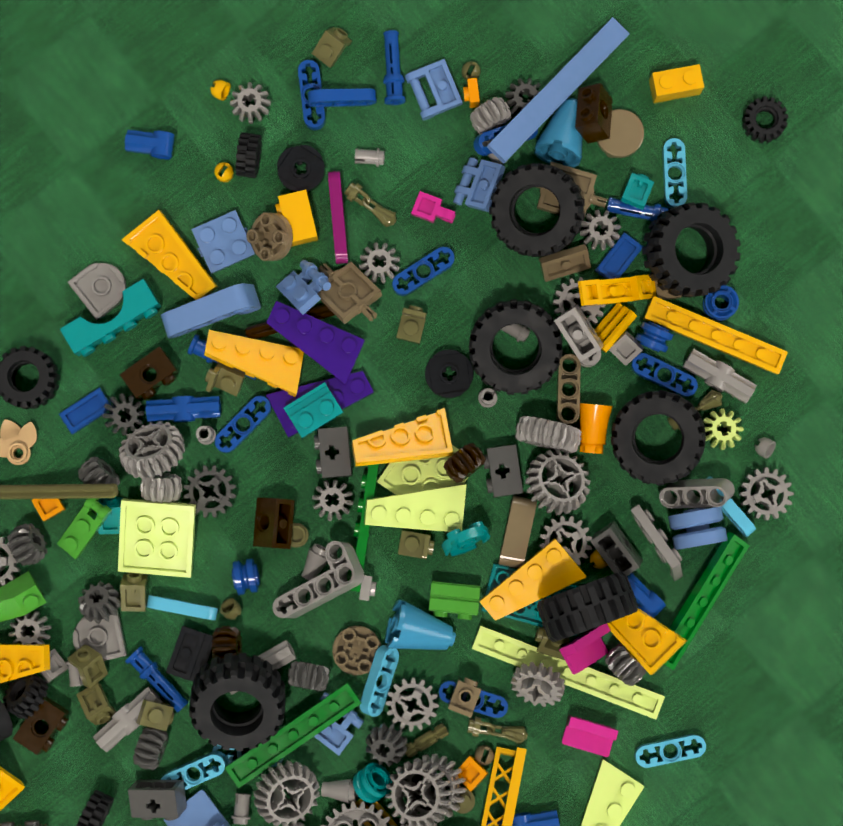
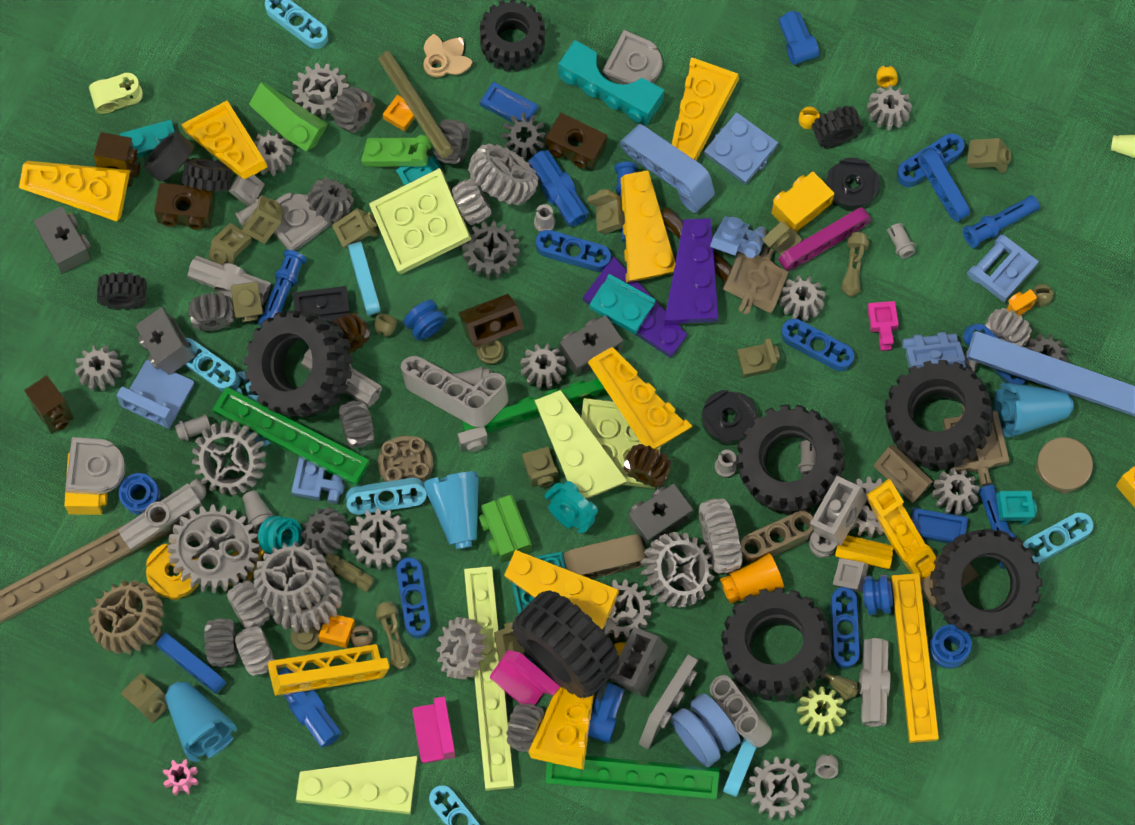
camera: 60 degrees right, 15 degrees down
(270, 236) = (770, 184): dark tan tile -> none
(320, 251) = (782, 237): none -> olive bracket
(465, 707) = (407, 591): dark tan brick -> none
(594, 113) = (1068, 424): dark brown brick -> none

